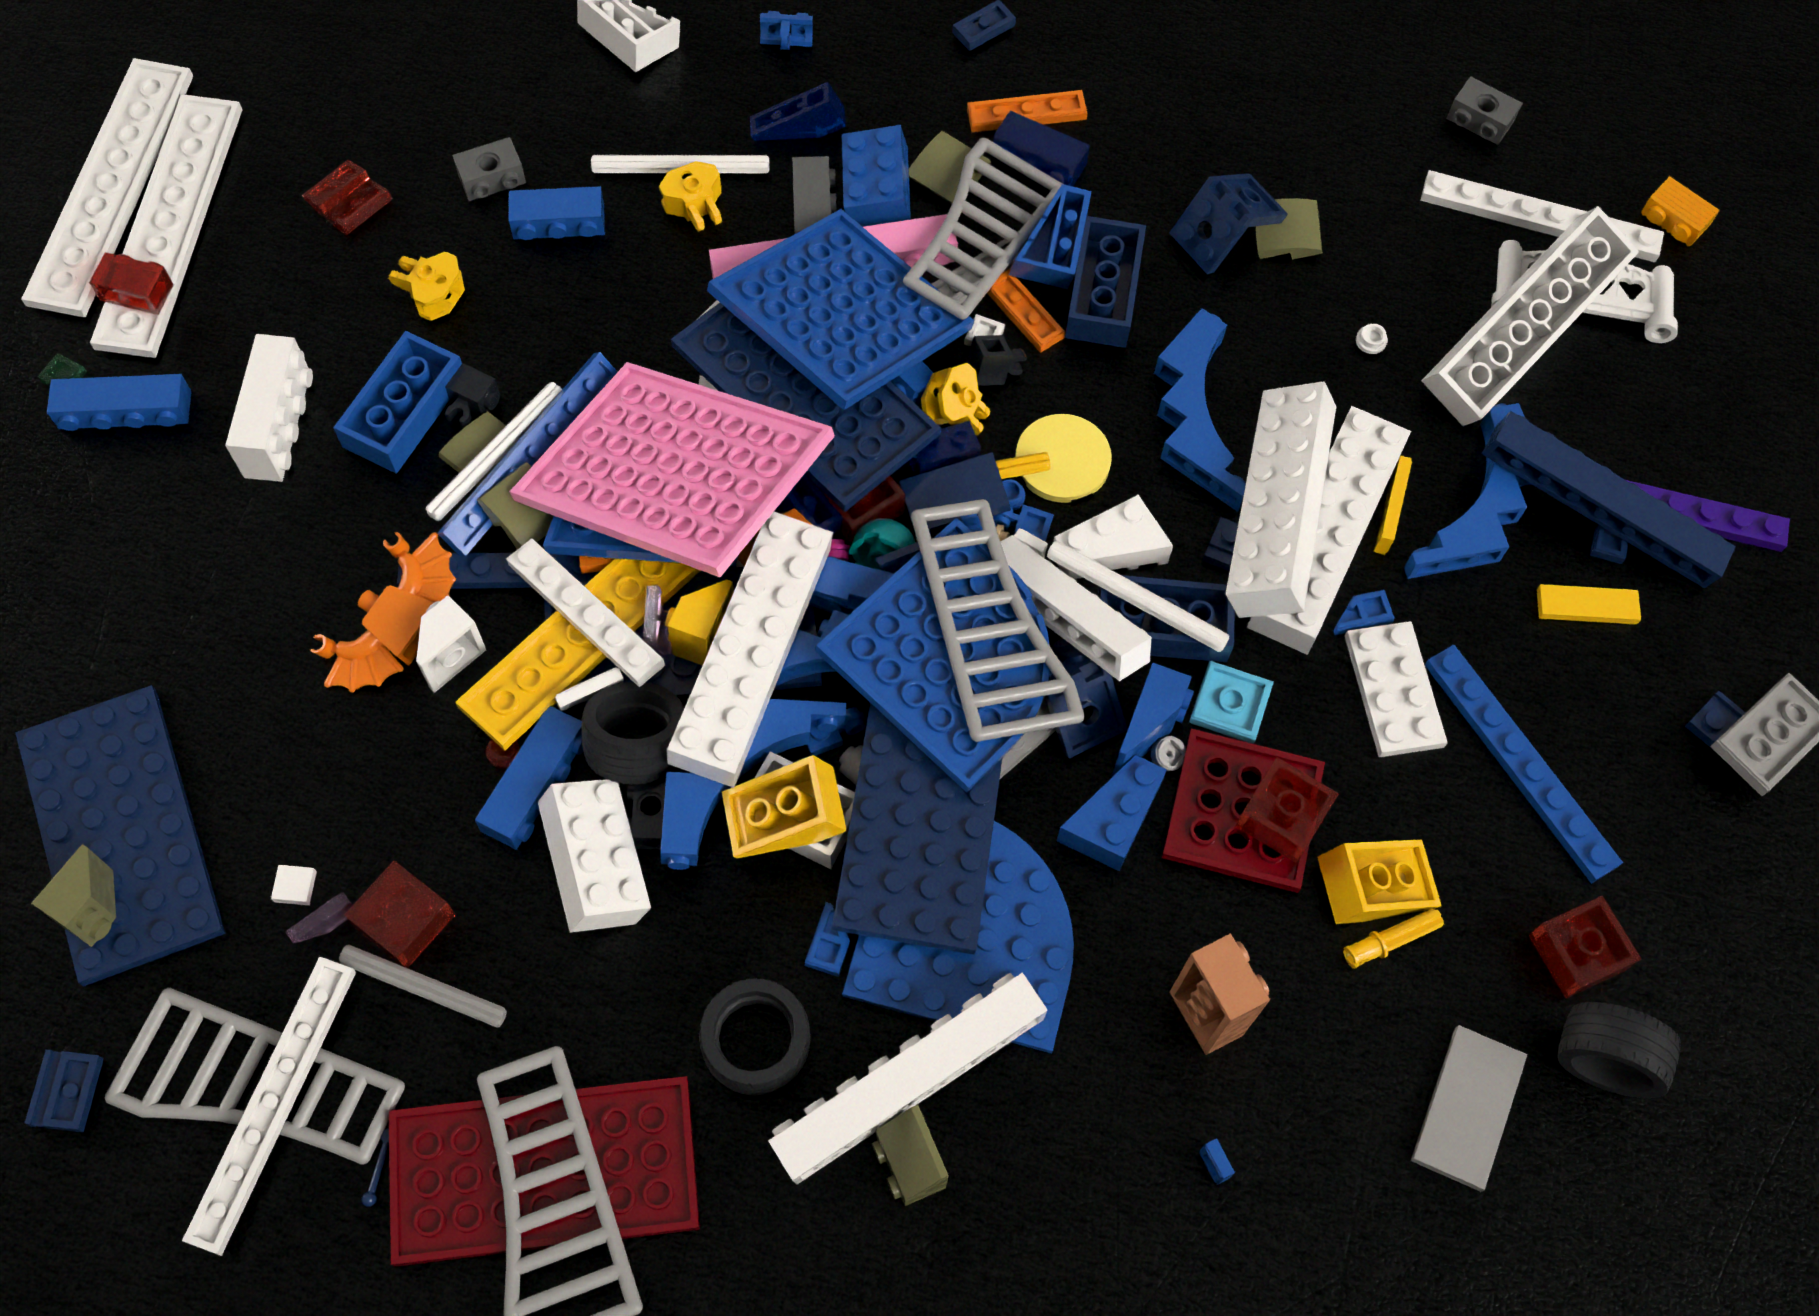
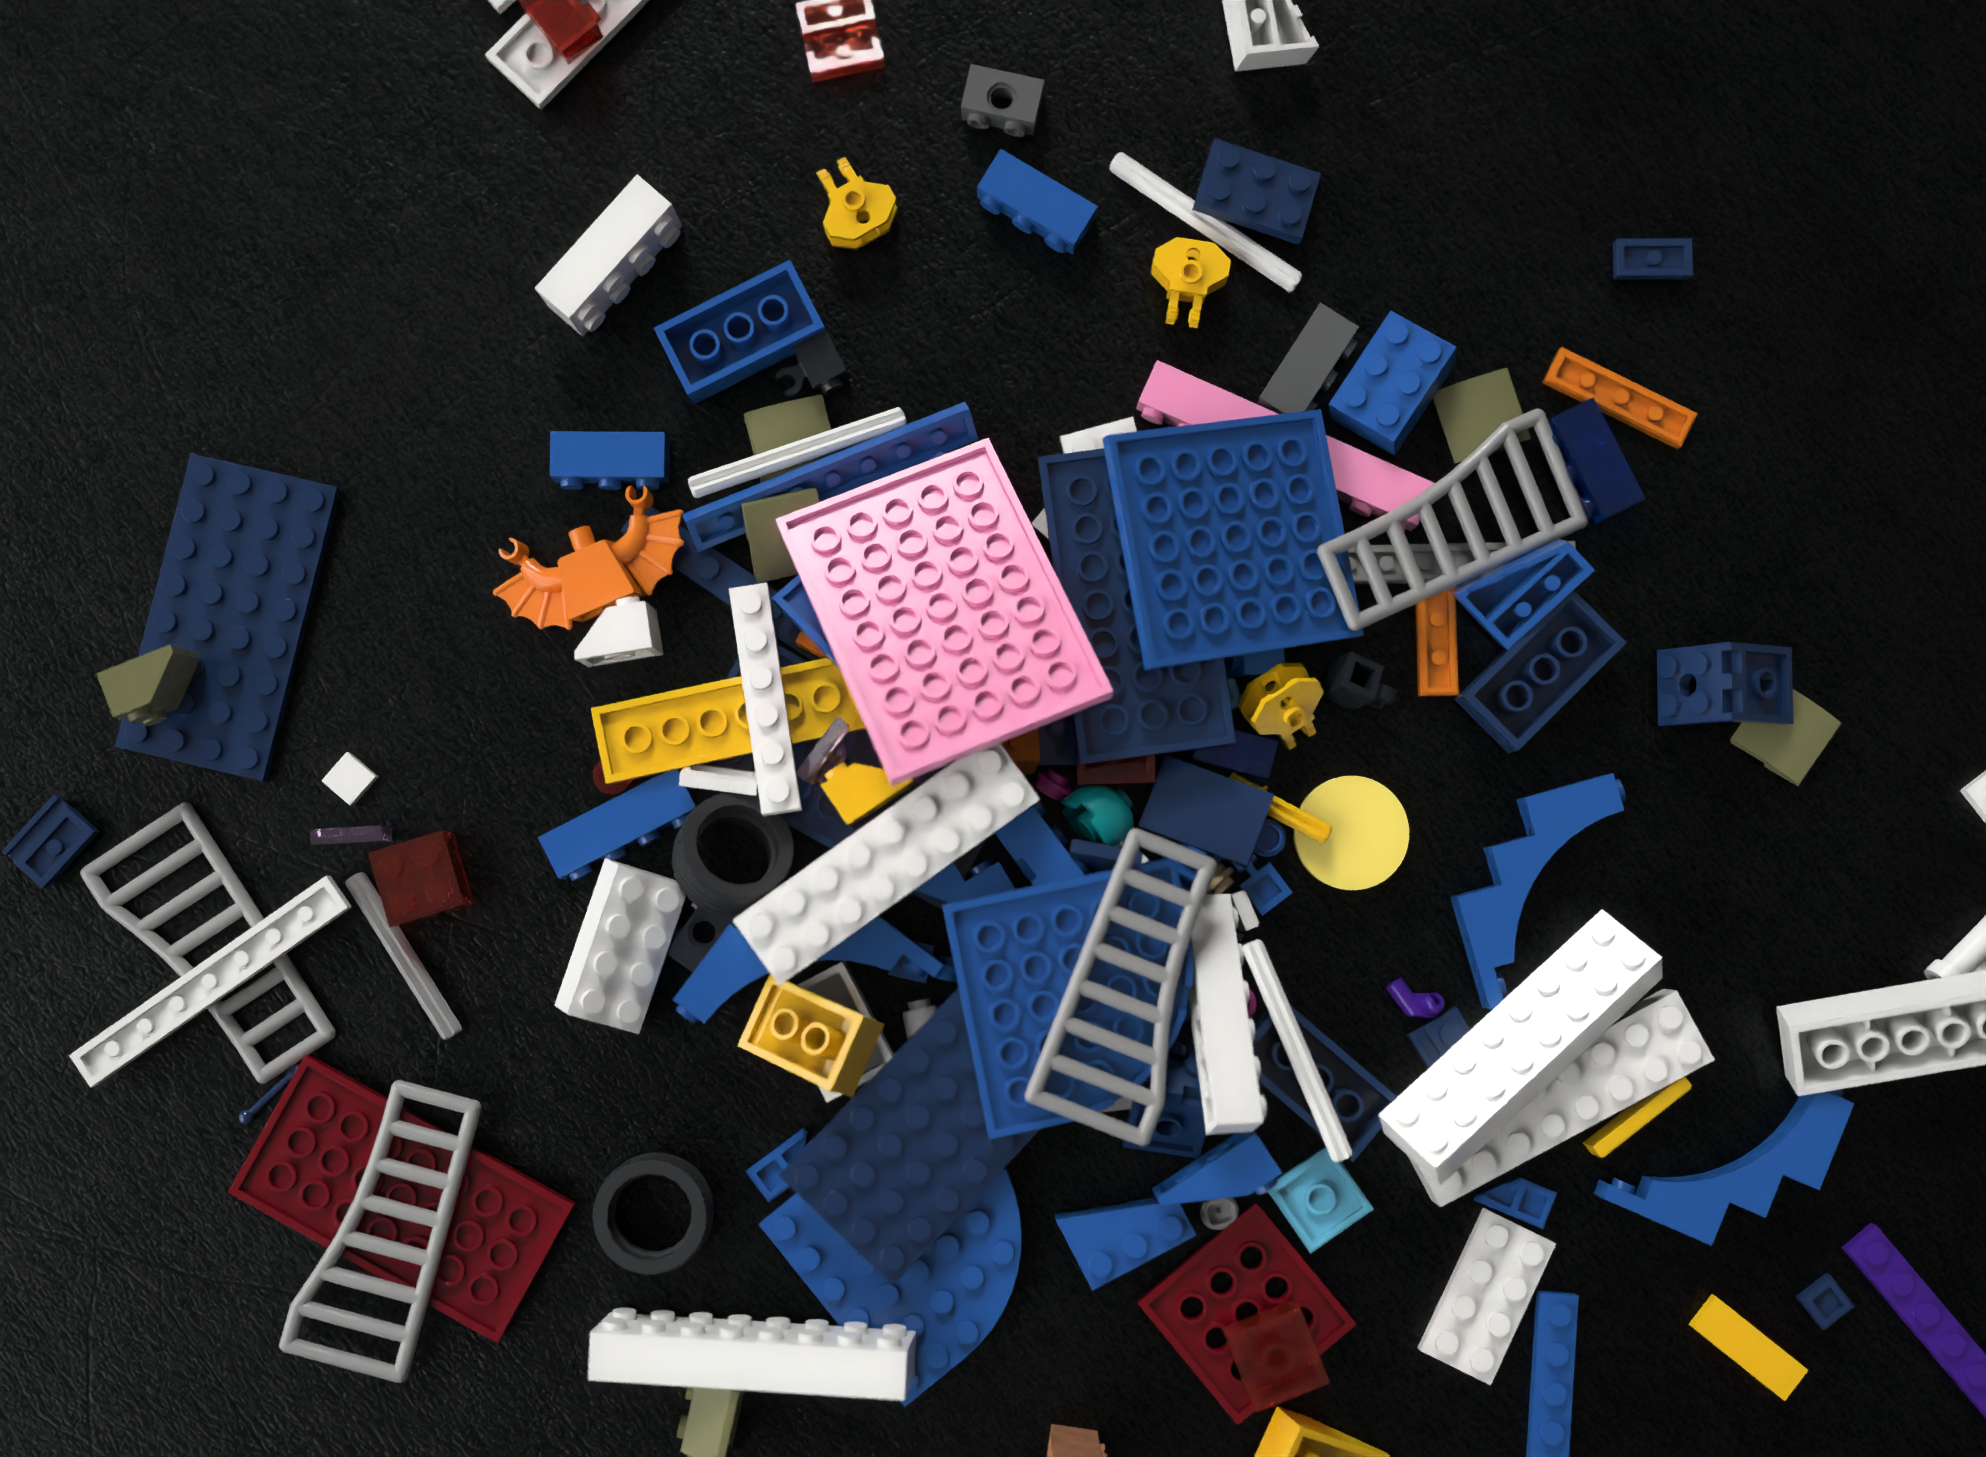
camera: 40 degrees right, 20 degrees up
(61, 368) = (442, 68): clear green tile -> none
(119, 401) = (475, 144): blue brick -> none
(355, 539) = (609, 459): none -> blue brick
(701, 126) = (1256, 191): none -> dark blue plate
(776, 29) = (1423, 116): blue hips -> none
(802, 116) = (1367, 249): clear blue slope -> none
(983, 327) = (1377, 640): white tile -> none
(1119, 538) = (1331, 962): white wedge -> none
(1192, 535) = (1415, 1004): none -> dark purple arm
(1372, 338) = (1769, 918): white plate -> none
(1608, 500) = (1853, 1268): dark blue brick -> none

